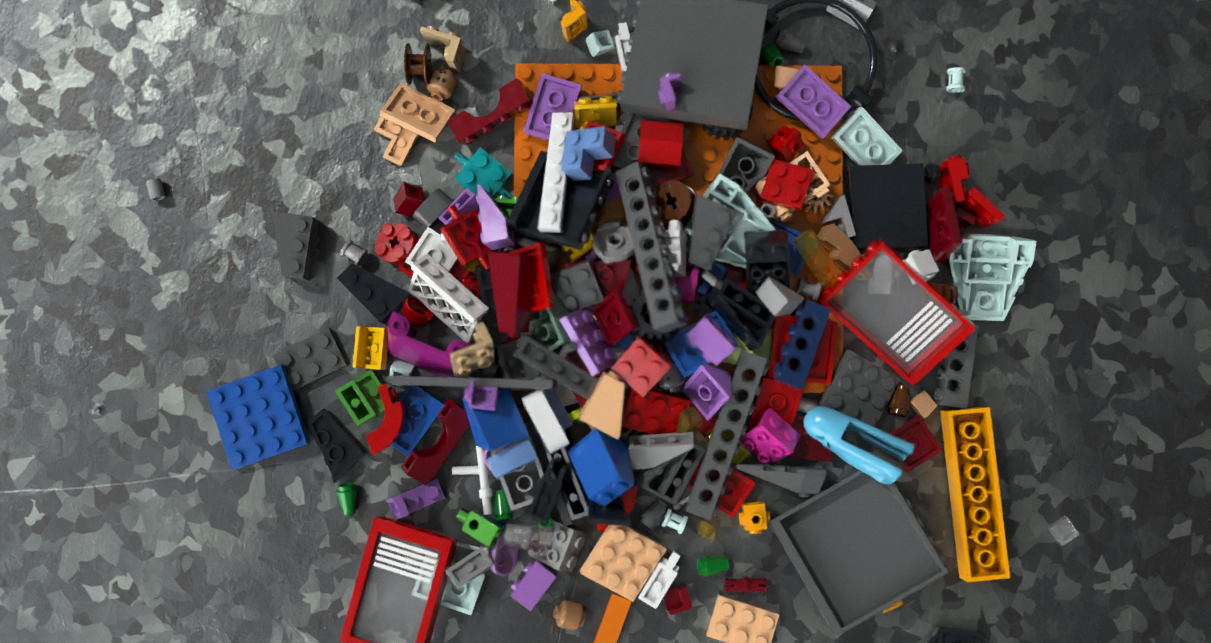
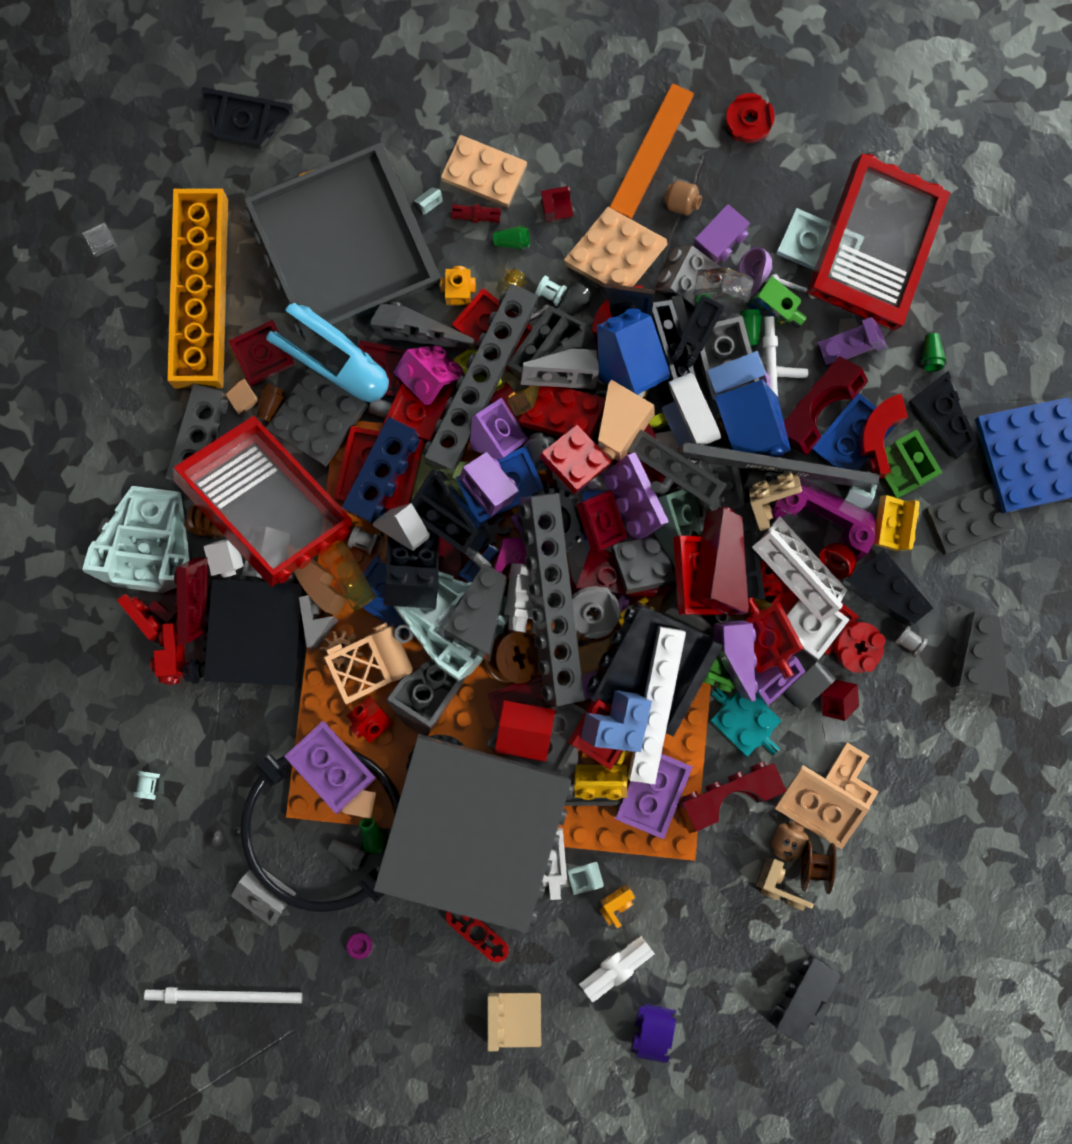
camera: 175 degrees left, 5 degrees down
(469, 568) = (795, 255): light grey panel -> none
(481, 396) = (768, 443): medium lavender bracket -> none
(660, 580) = (574, 227): white hinge -> none
(666, 84) = (514, 780): medium lavender bracket -> none
(787, 185) = (376, 663): red plate -> none
(787, 593) = (428, 200): none -> light aqua slope
(866, 140) = (269, 716): light aqua plate -> none

